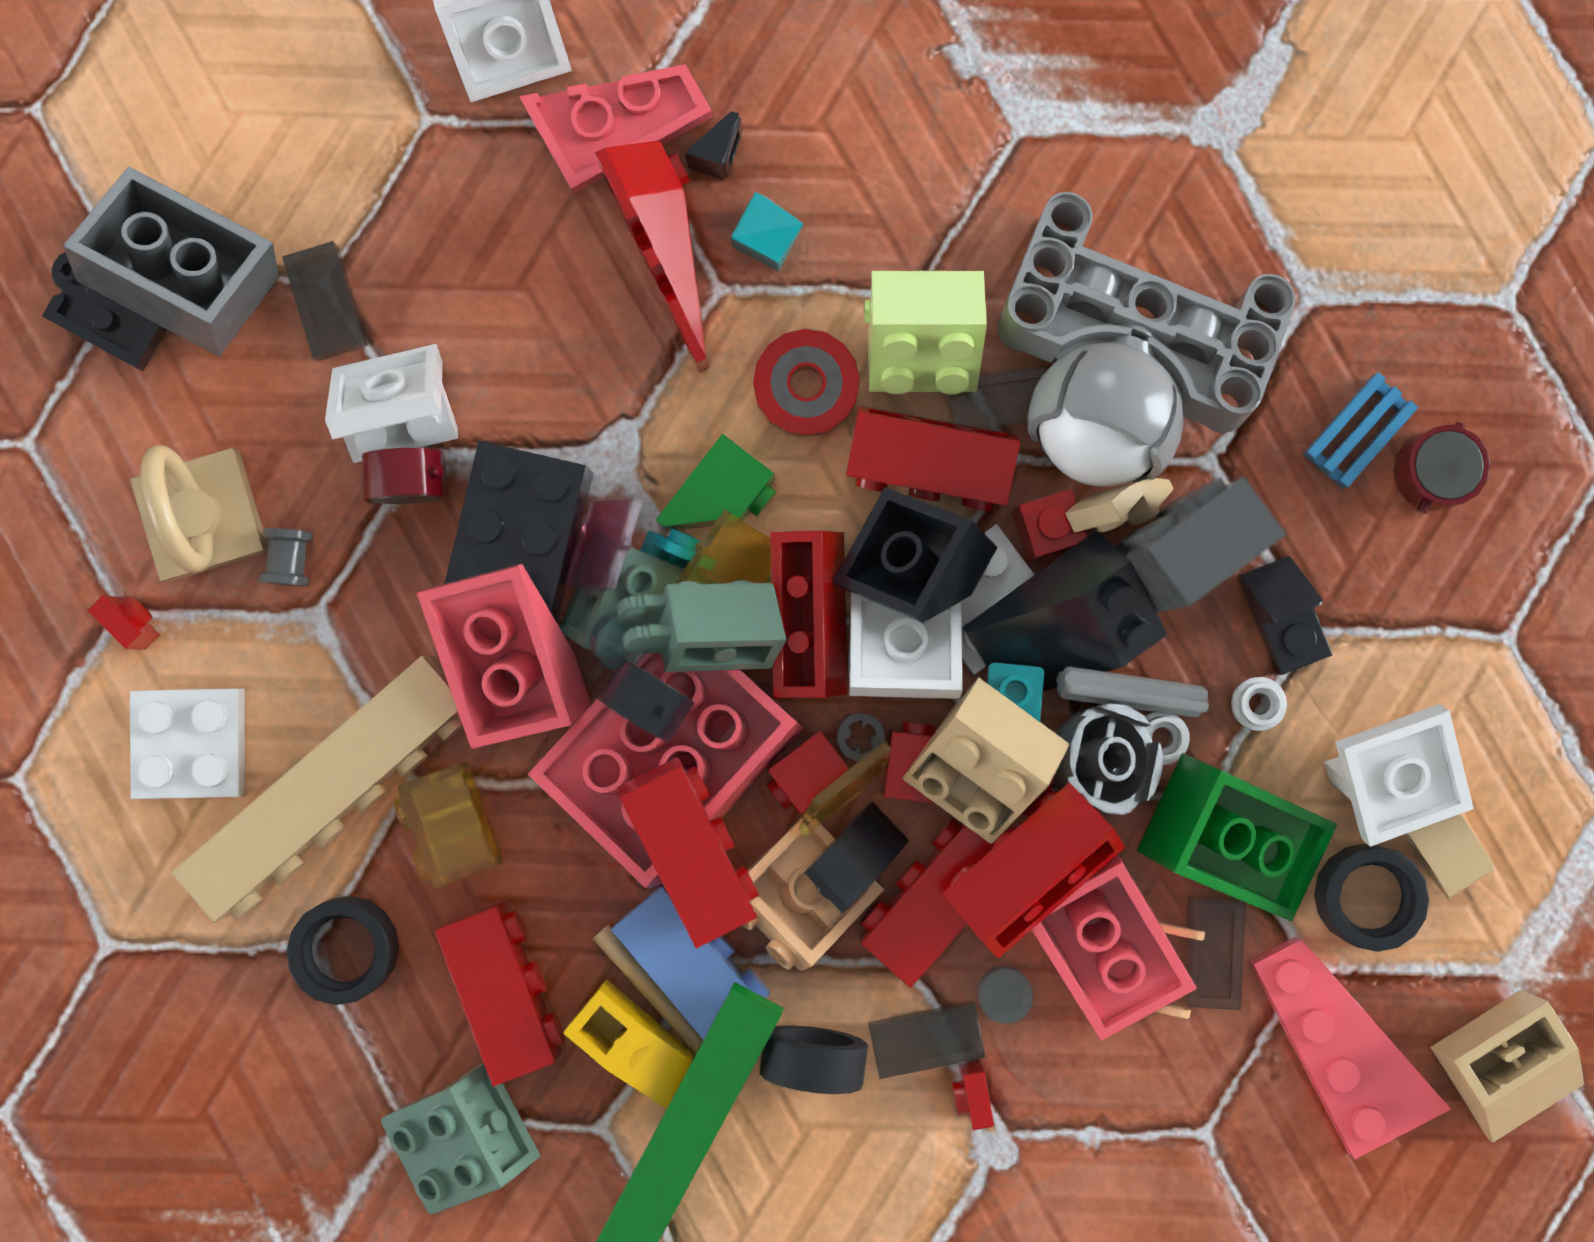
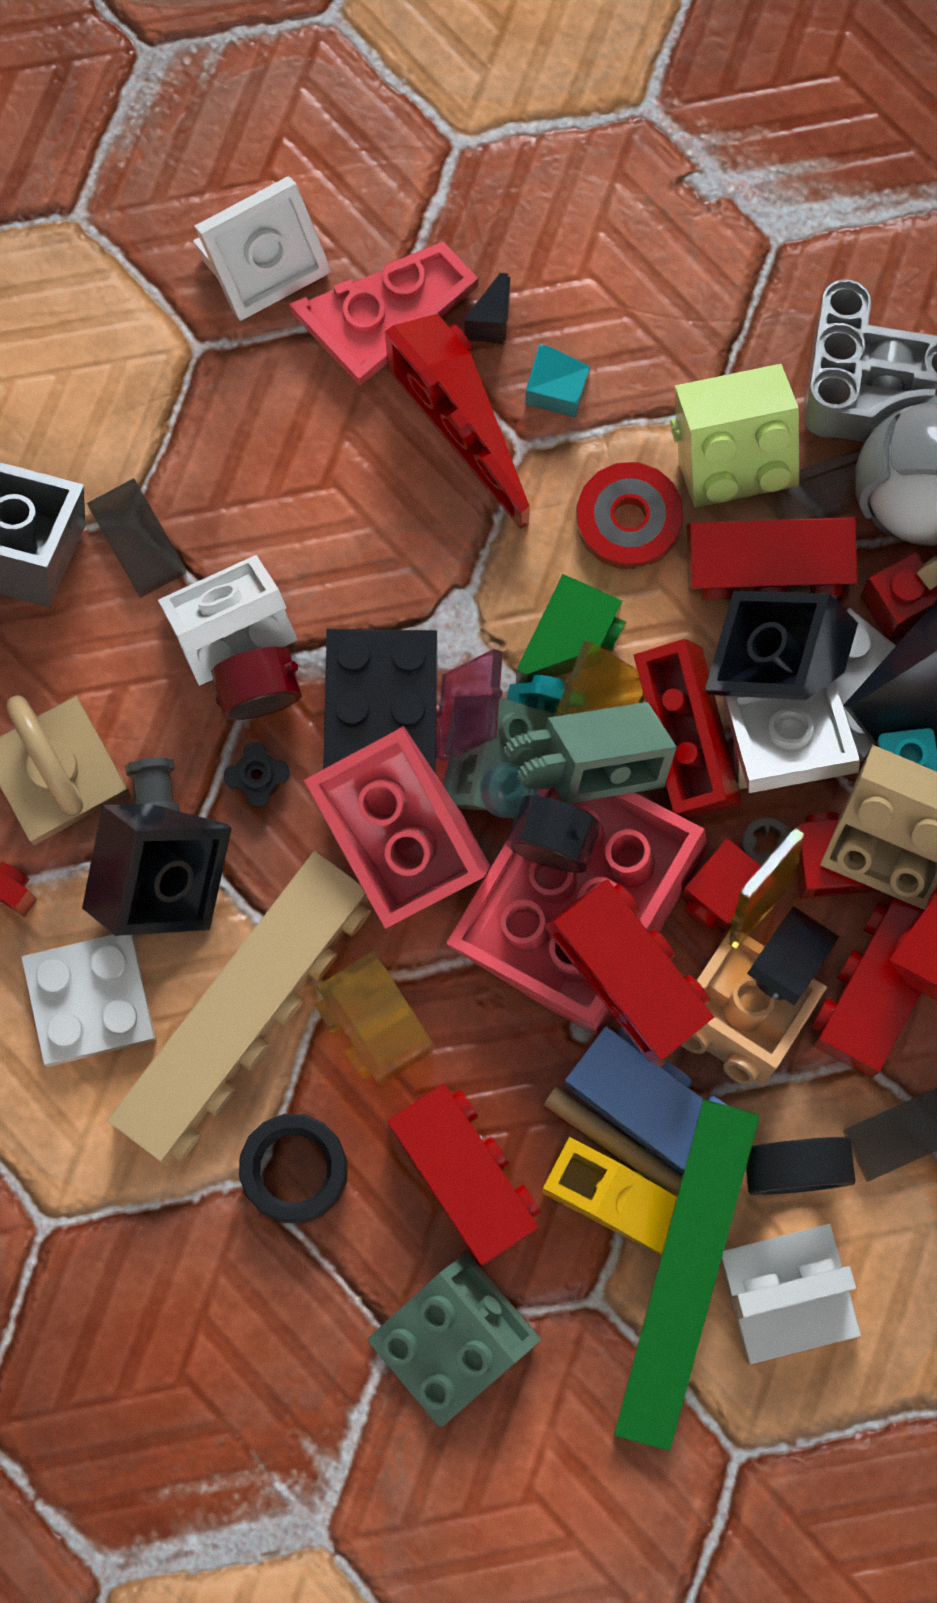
camera: 15 degrees left, 10 degrees down
(266, 640) = (155, 870): none -> black slope
(405, 563) = (257, 790): none -> black plate
(779, 1165) = (790, 1294): none -> white bracket

